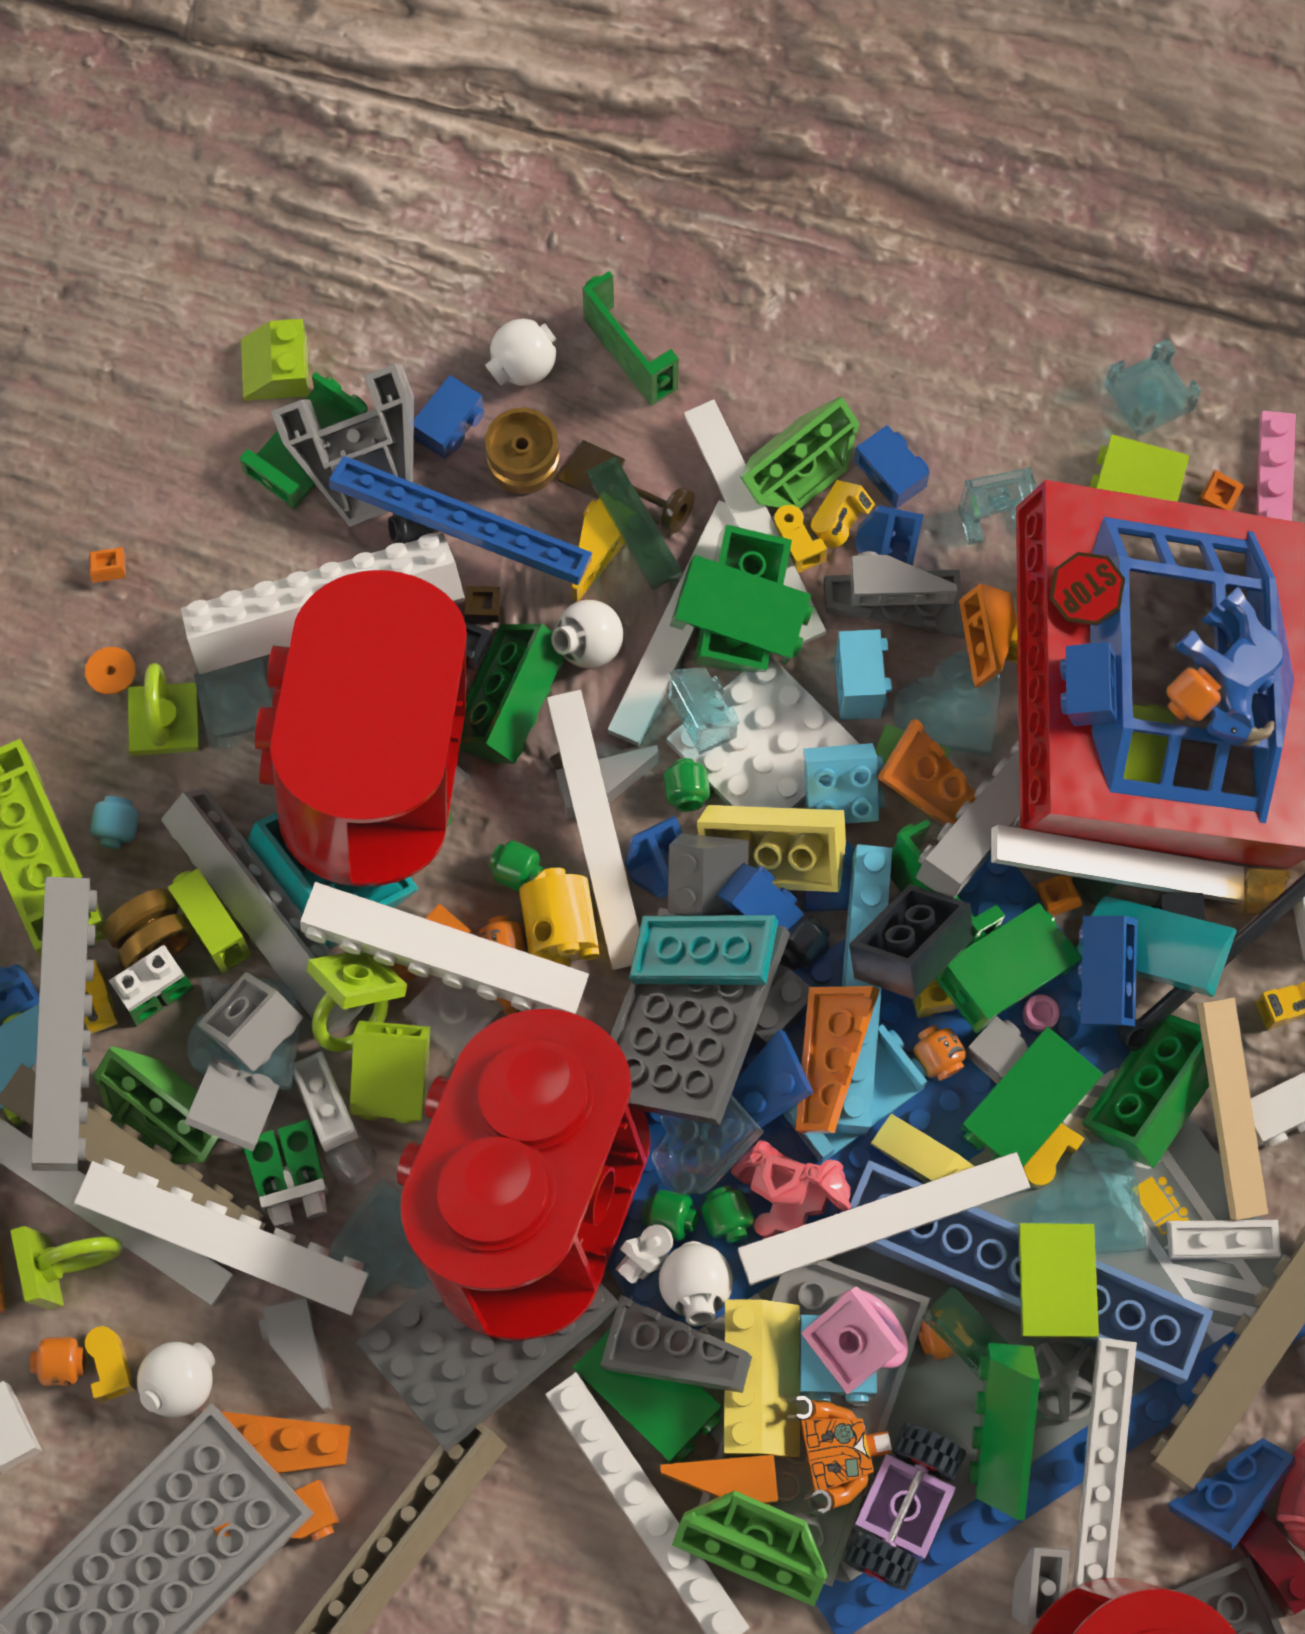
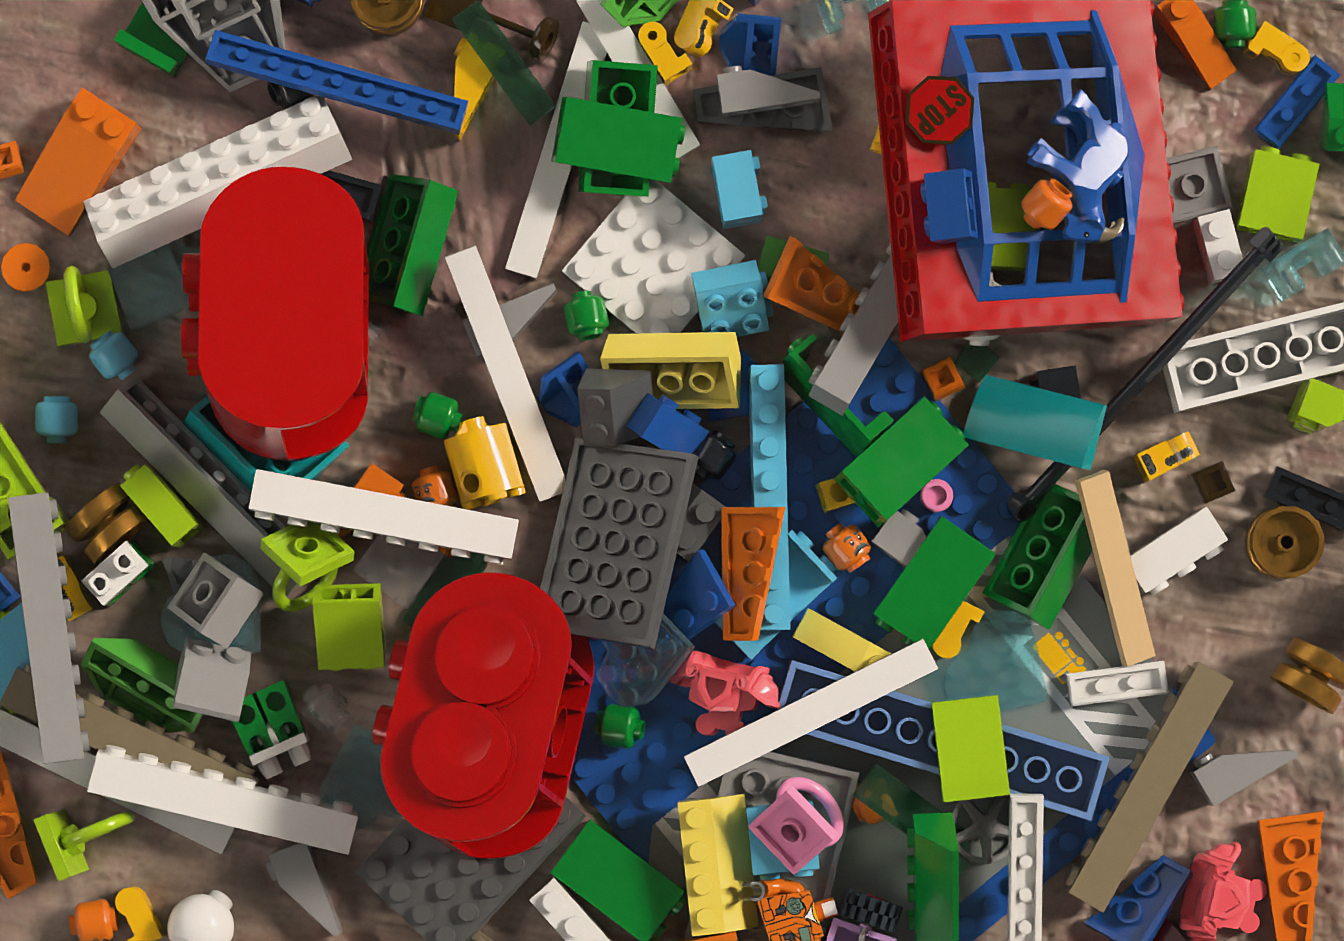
camera: 10 degrees left, 15 degrees up
(184, 567) = (77, 161): none -> orange slope
(185, 765) = (113, 355): none -> medium azure head
(324, 1101) = (293, 660): white tile -> none
(482, 604) = (370, 159): dark brown tile -> none
(588, 634) = (474, 179): white brick -> none
(645, 1253) = (602, 766): white hips -> none
(669, 1350) = (630, 852): dark grey wing -> none
(696, 1282) = (650, 786): white brick -> none
(701, 708) = (592, 244): clear light blue slope -> none
(704, 950) = (621, 480): teal tile -> none
(727, 1214) = (670, 719): green head -> none
(911, 941) = (810, 459): black brick -> none
(951, 706) = (829, 205): clear light blue plate -> none
(988, 629) = (854, 131): orange slope -> none
(1108, 970) = (993, 456): blue brick -> none
(1116, 864) = (993, 353): white tile -> none
(1263, 887) = (1132, 351): clear yellow panel -> none

